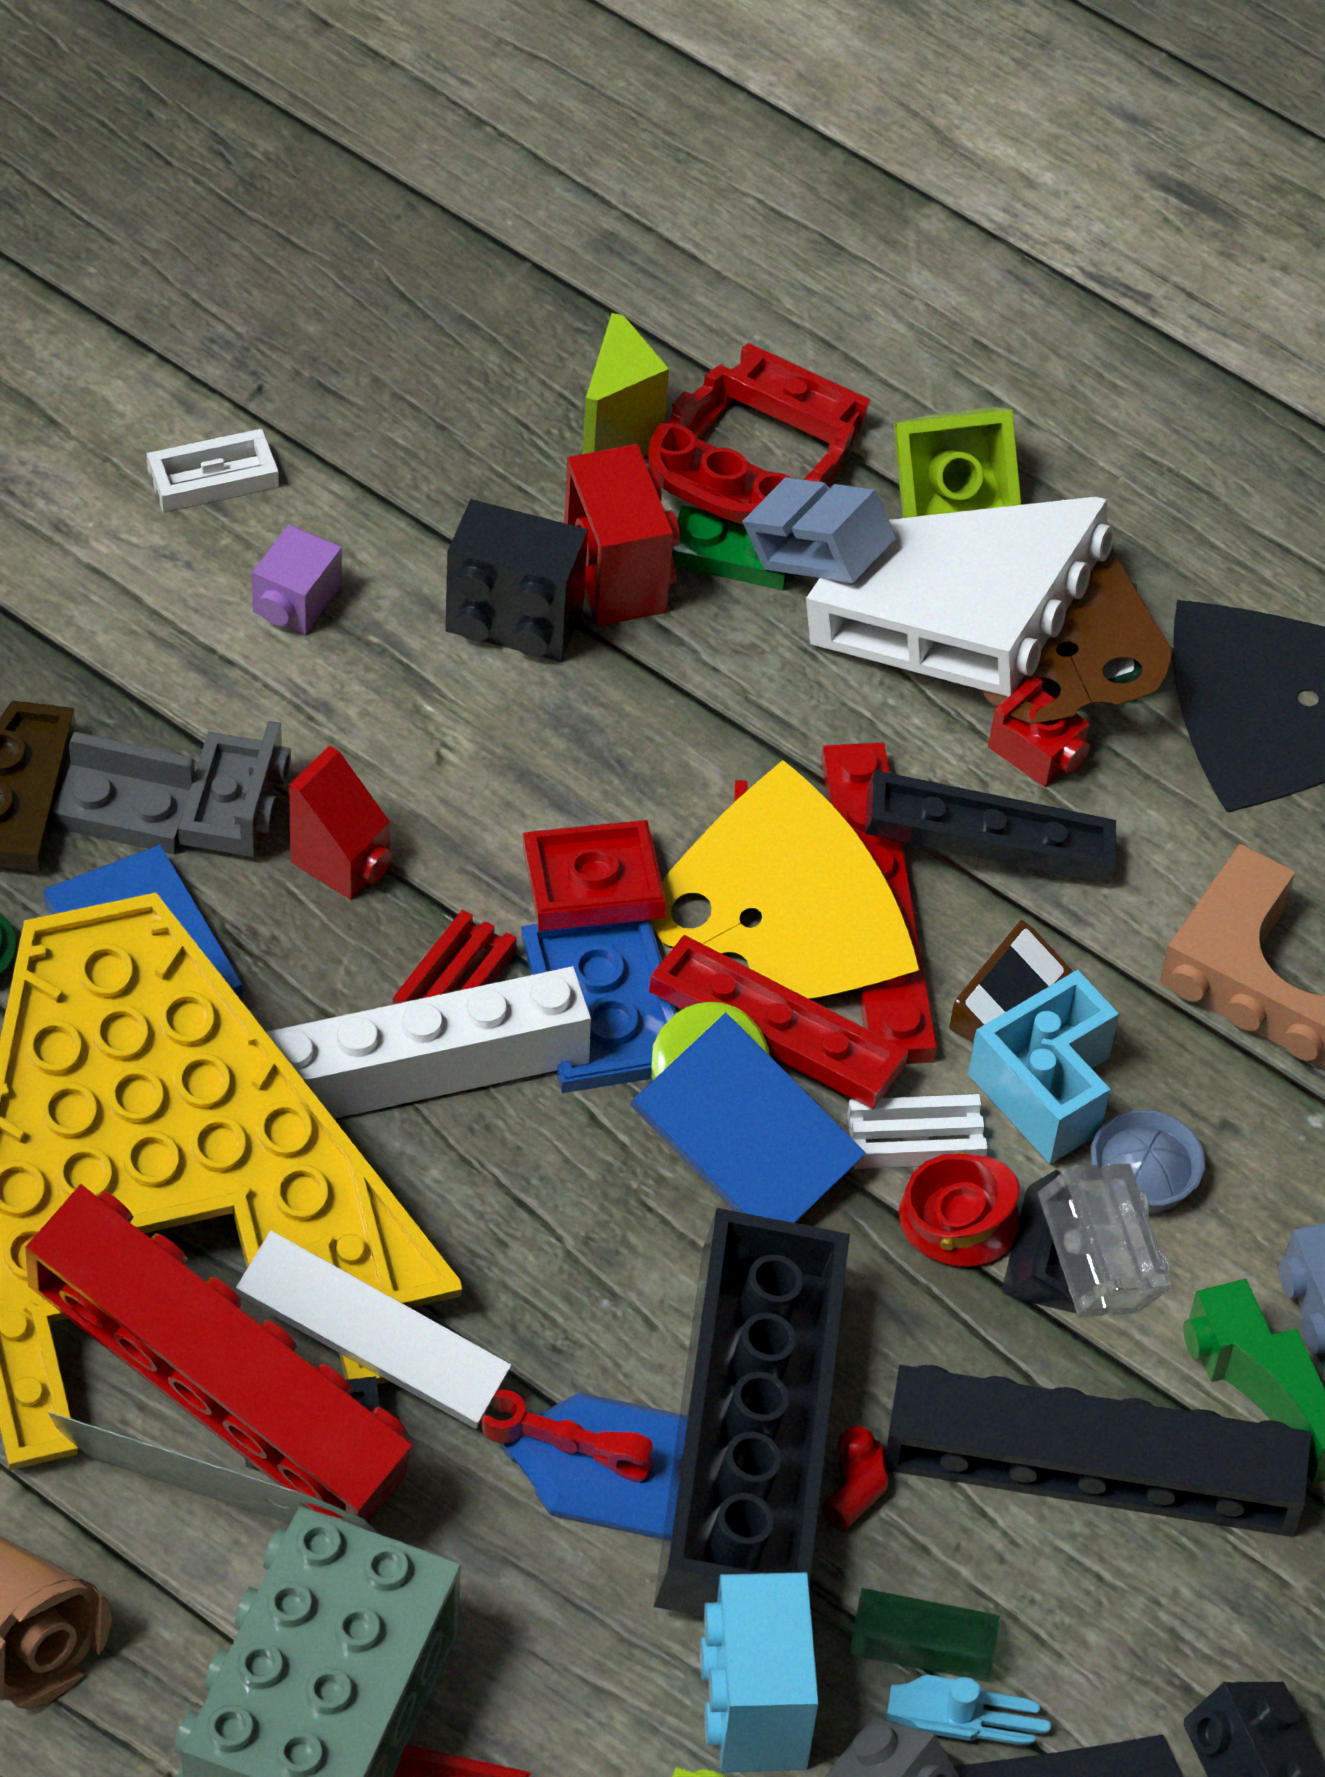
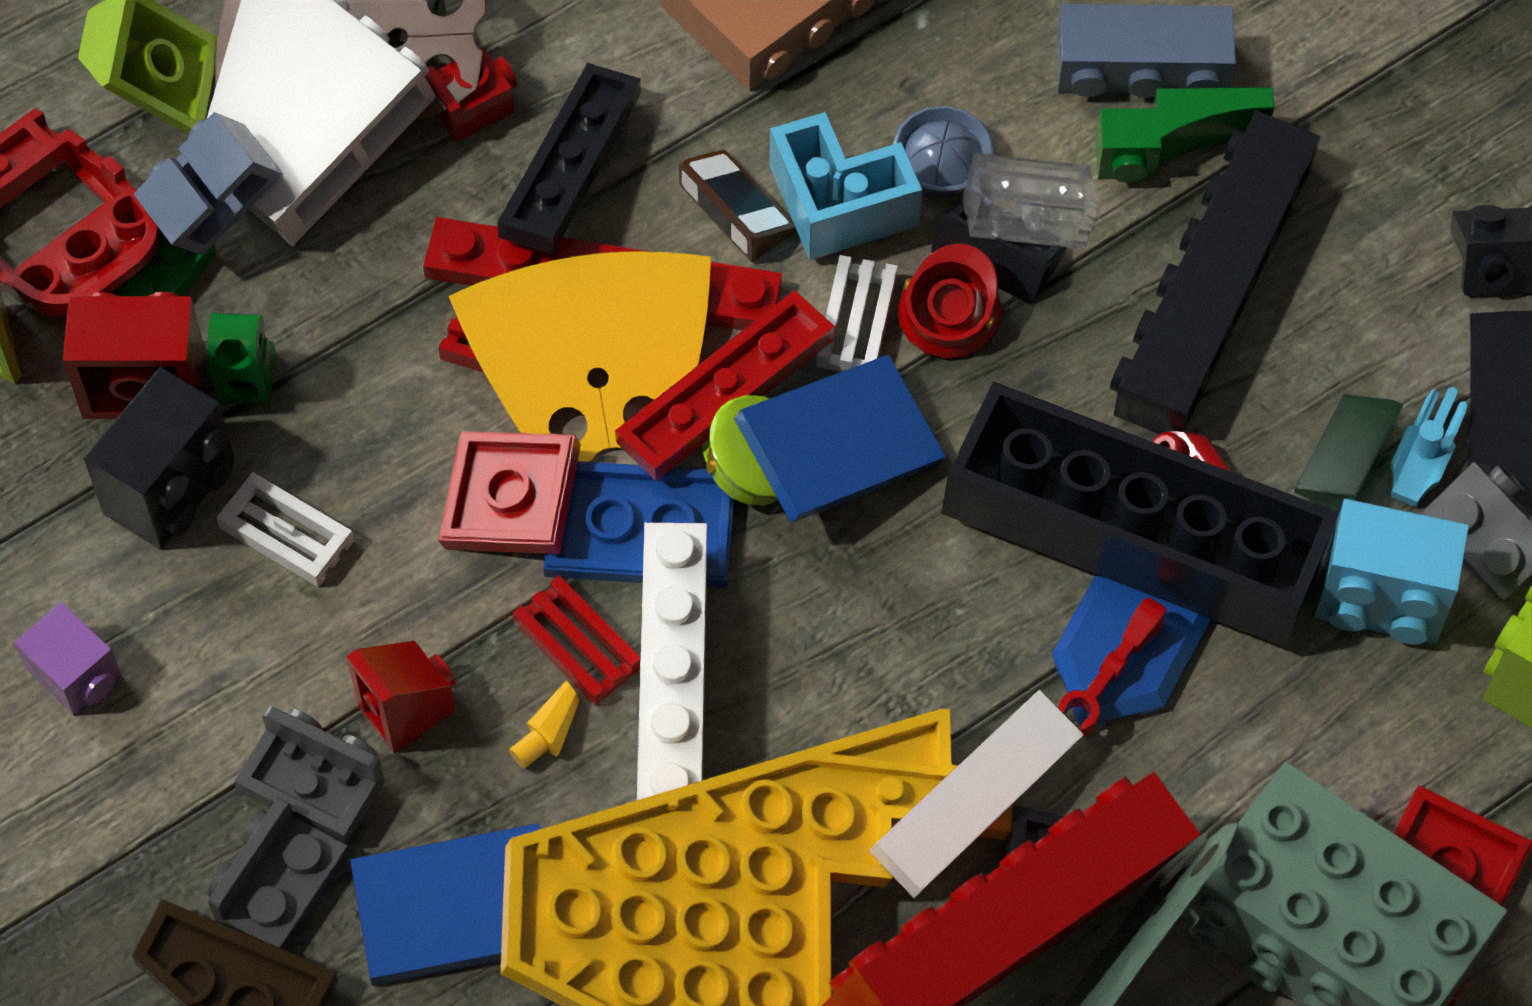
camera: 70 degrees left, 10 degrees up
(351, 971) = (547, 727): none -> yellow bar
(483, 752) = (325, 556): none -> white tile
(652, 617) = (240, 353): none -> green leg

